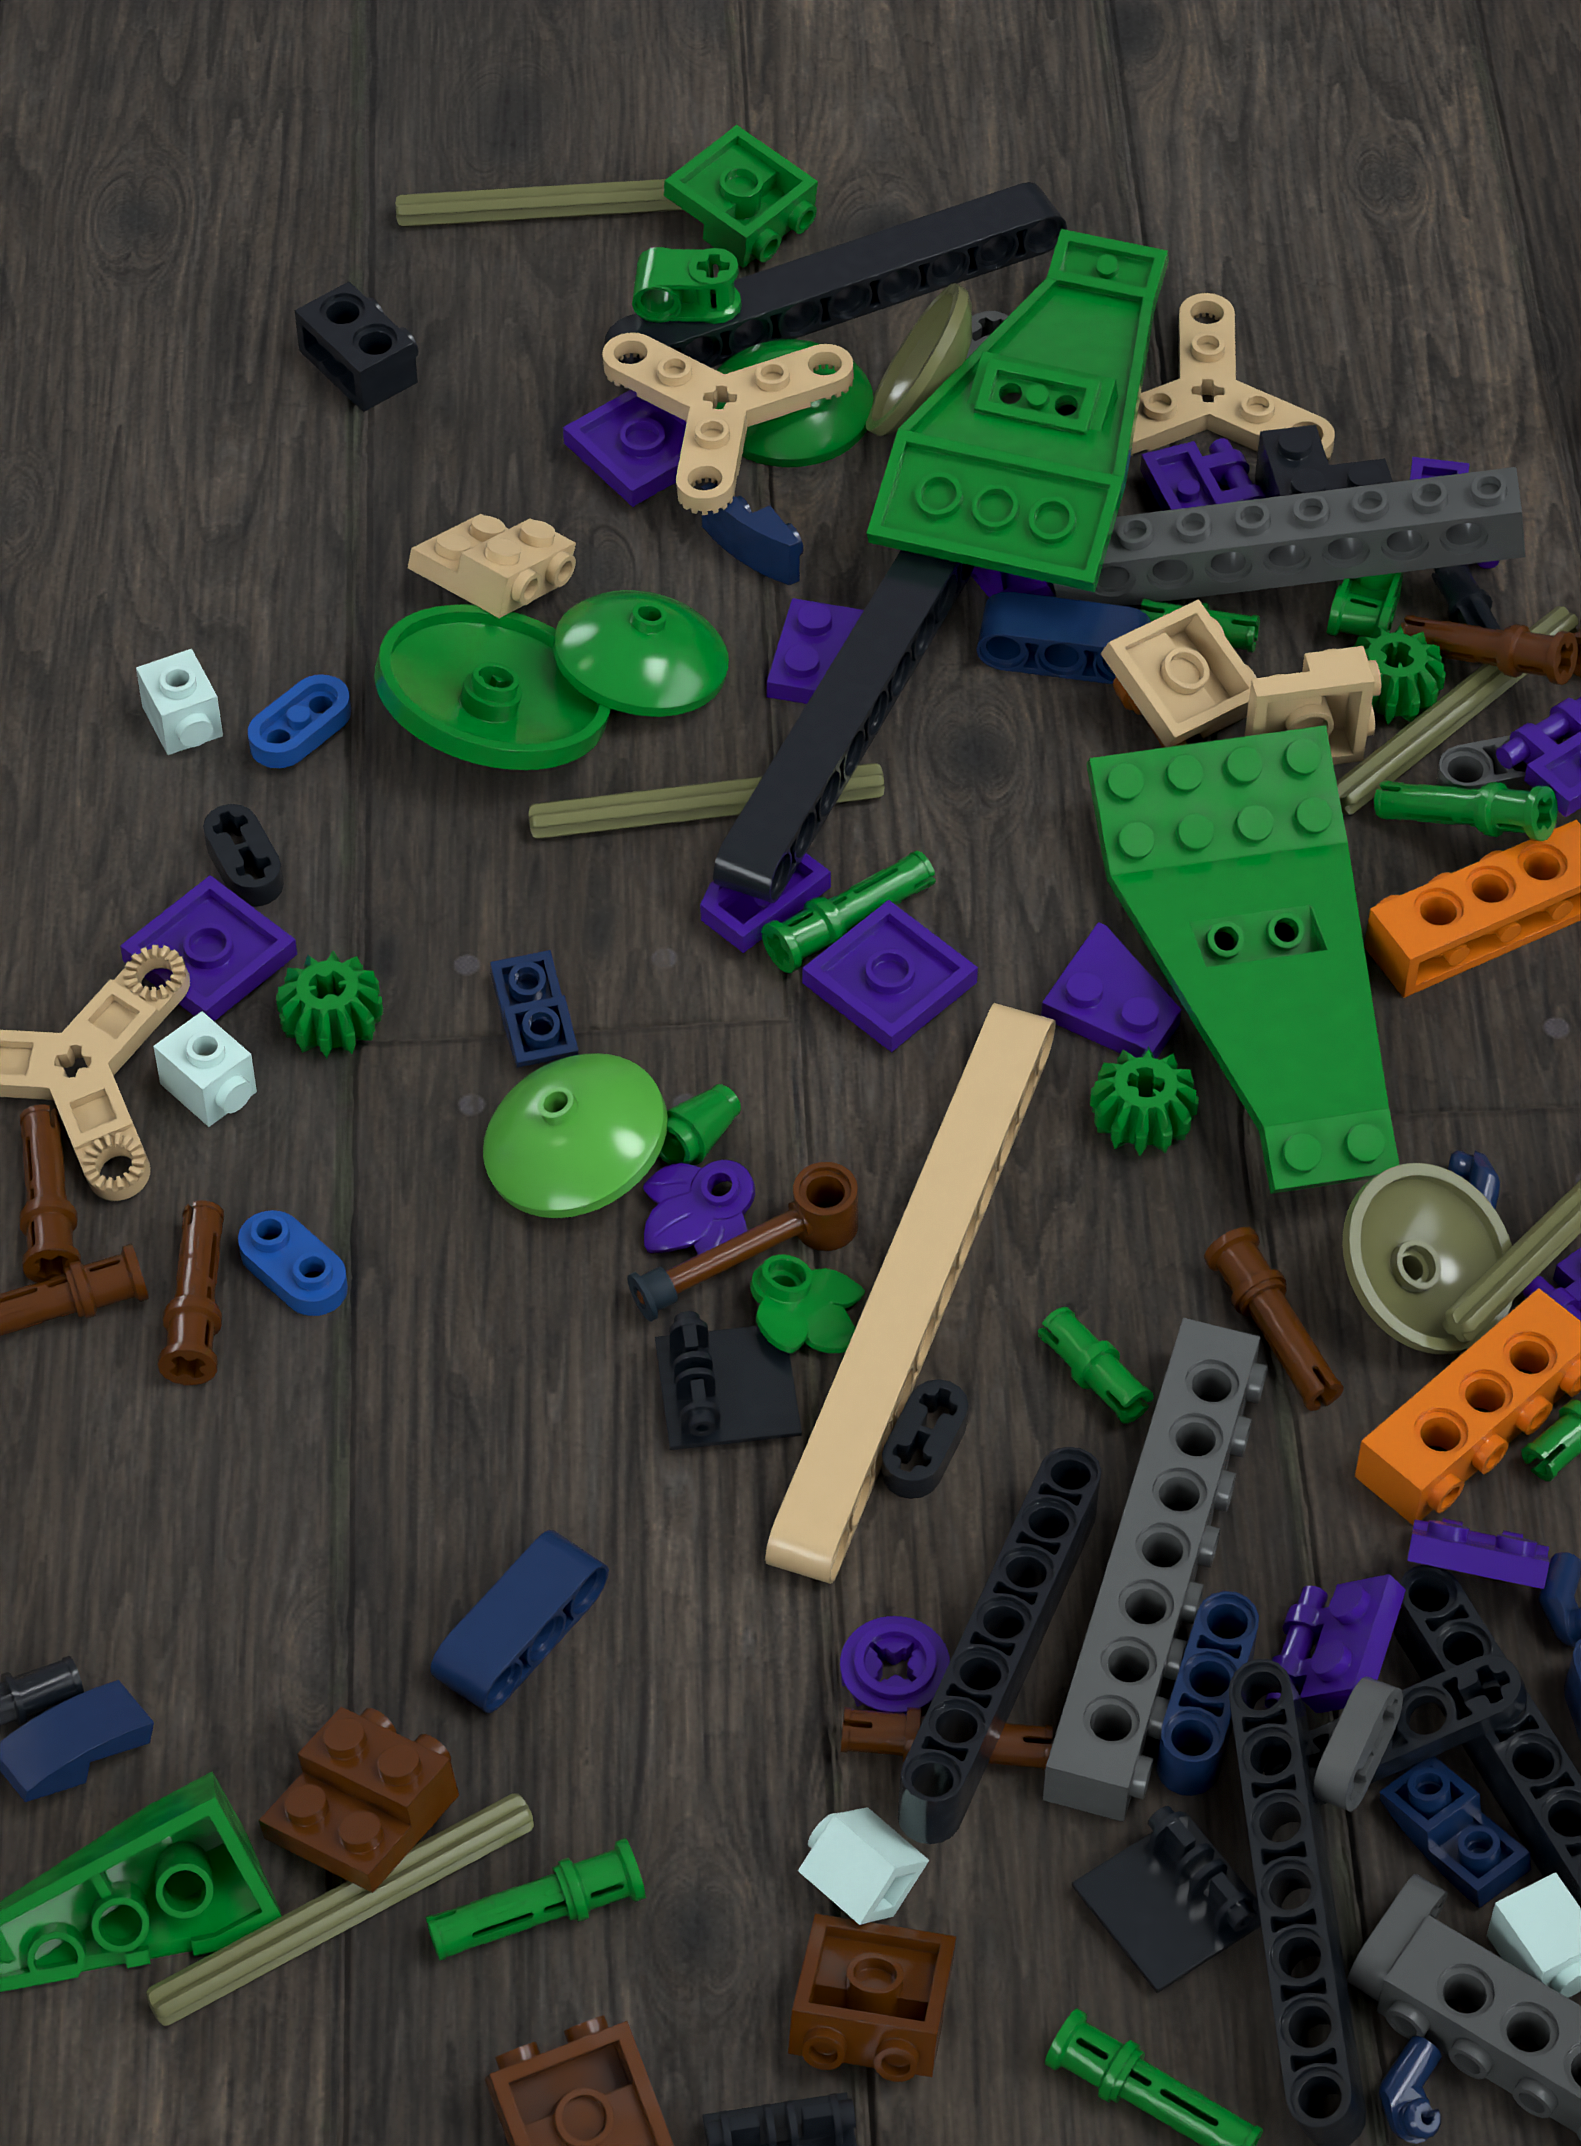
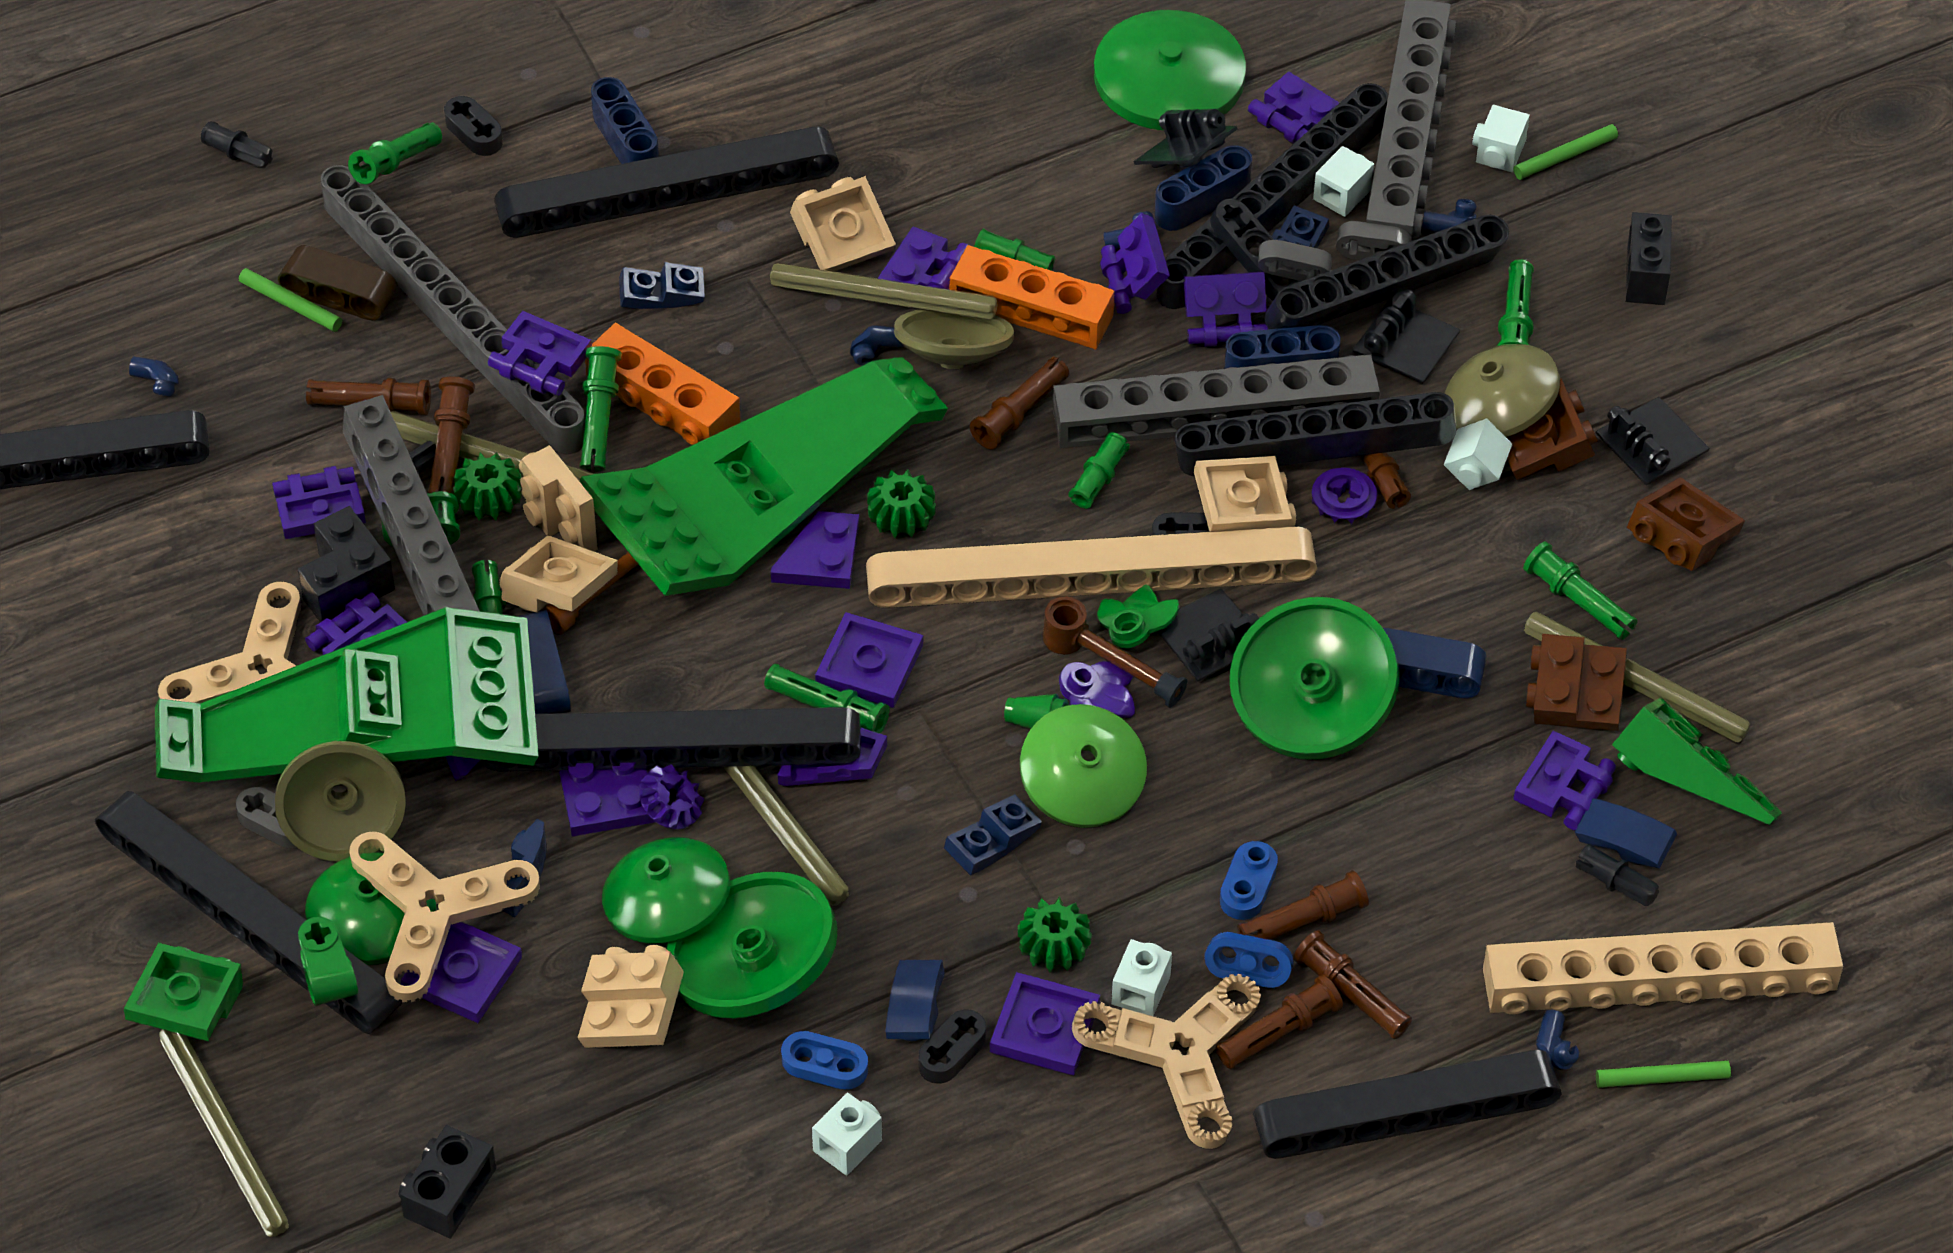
camera: 115 degrees left, 0 degrees up
(179, 1180) = (1249, 959): none -> blue plate
(231, 1699) = (1554, 772): none -> dark purple plate
(338, 834) = (913, 999): none -> dark blue slope
(554, 1448) = (1314, 678): none -> green dish
(749, 700) = (655, 792): none -> dark purple gear
(933, 1507) = (1244, 494): none -> tan plate
(976, 1963) = (1506, 385): none -> olive dish

